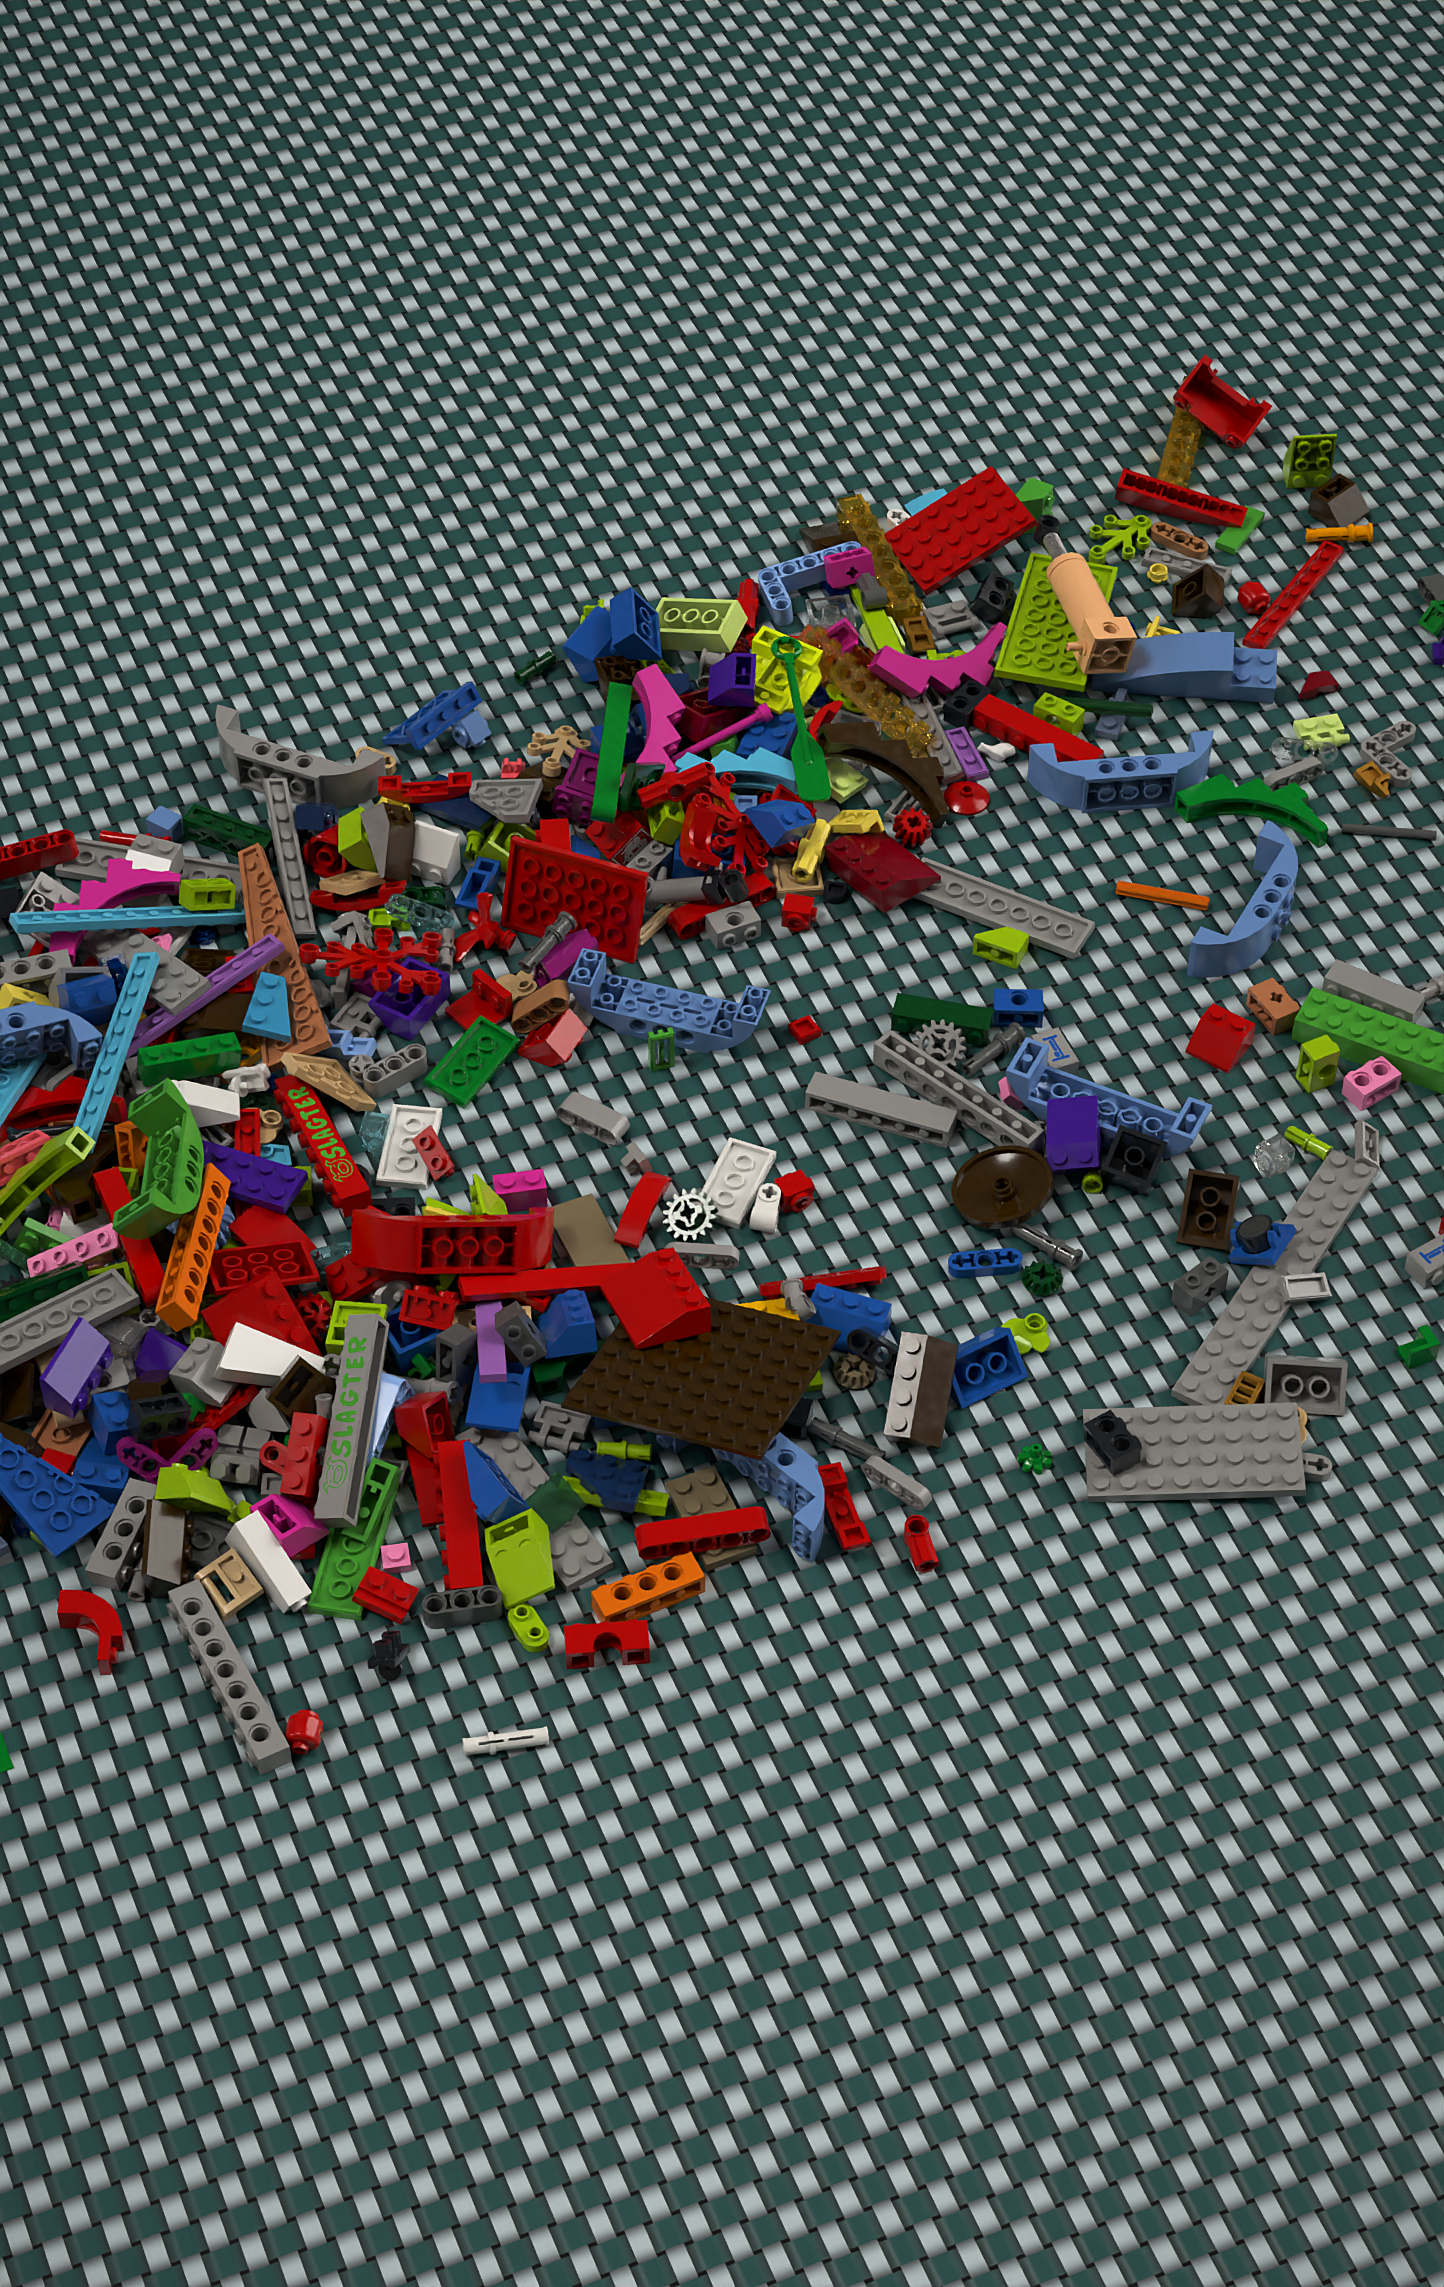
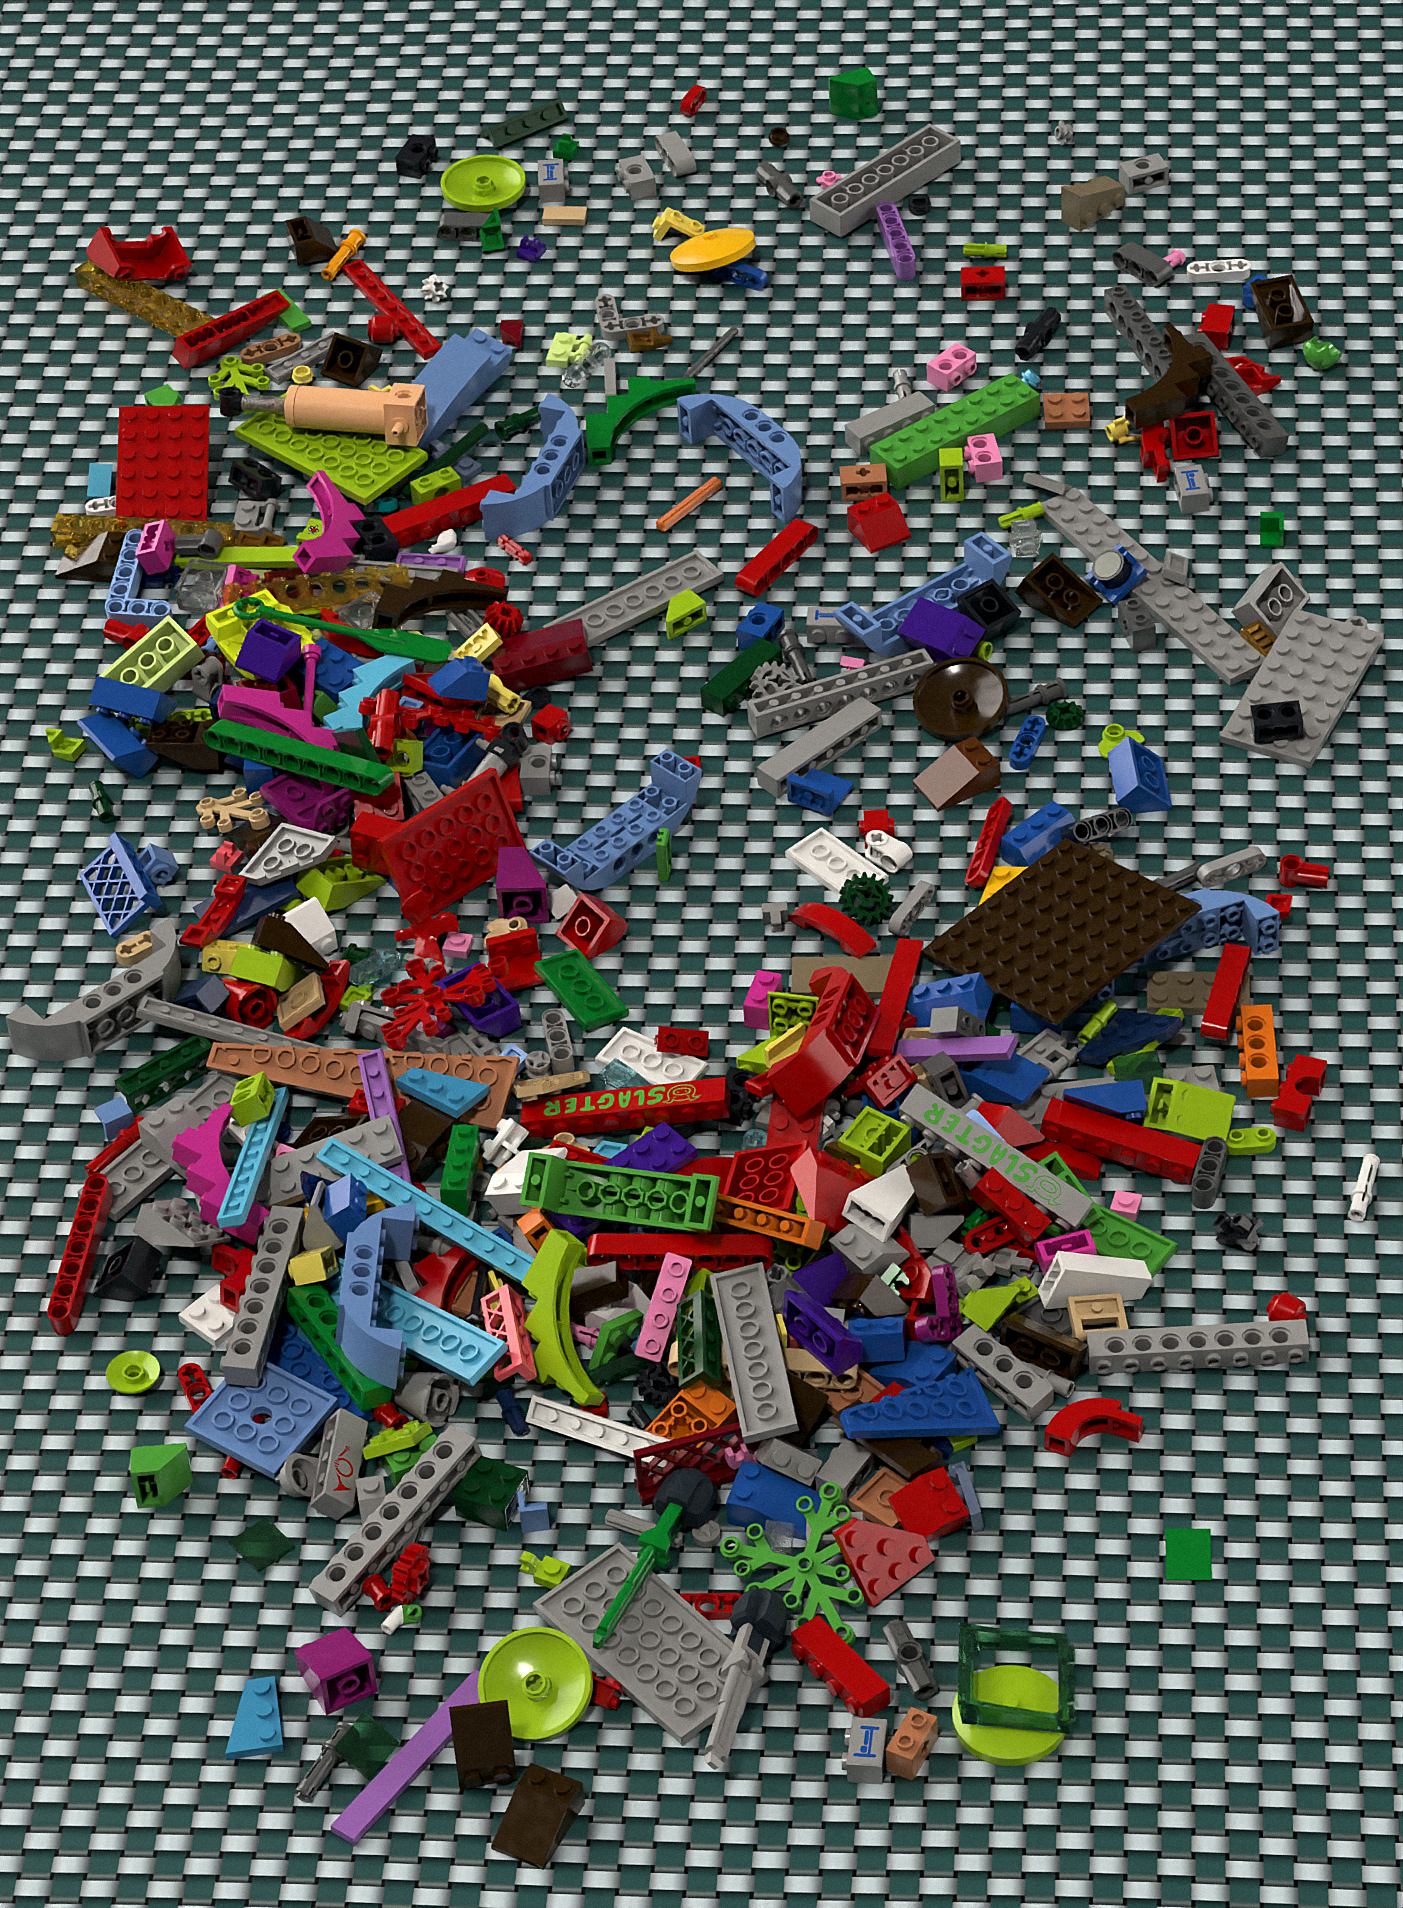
camera: 60 degrees left, 5 degrees down
(158, 1417) = (912, 1289): black brick -> none
(385, 1595) = (1166, 1219): red plate -> none
(479, 879) = (362, 918): blue slope -> none
(489, 960) = (458, 945): none -> bright pink plate
(540, 1006) = (558, 915): medium nougat beam -> none
(553, 935) = (518, 891): dark grey pin -> none
(593, 1118) = (705, 929): light grey beam -> none
(658, 1300) = (965, 934): red slope -> none
(696, 838) = (448, 743): red arch -> none
(795, 1298) = (1010, 855): light grey connector -> none
(823, 1132) = (818, 790): none -> blue bracket
(904, 1227) = (959, 774): none -> slope
(920, 1390) = (1156, 814): dark brown slope -> none
(1020, 801) = (514, 549): none -> axle
(1022, 693) = (386, 504): none -> teal tile
(1035, 1458) = (1250, 781): green plant -> none
(1125, 983) = (776, 557): none -> red beam
(1182, 733) = (516, 423): none -> dark green pin
(1309, 460) = (252, 236): lime slope -> none
(1338, 613) = (434, 288): none -> white gear

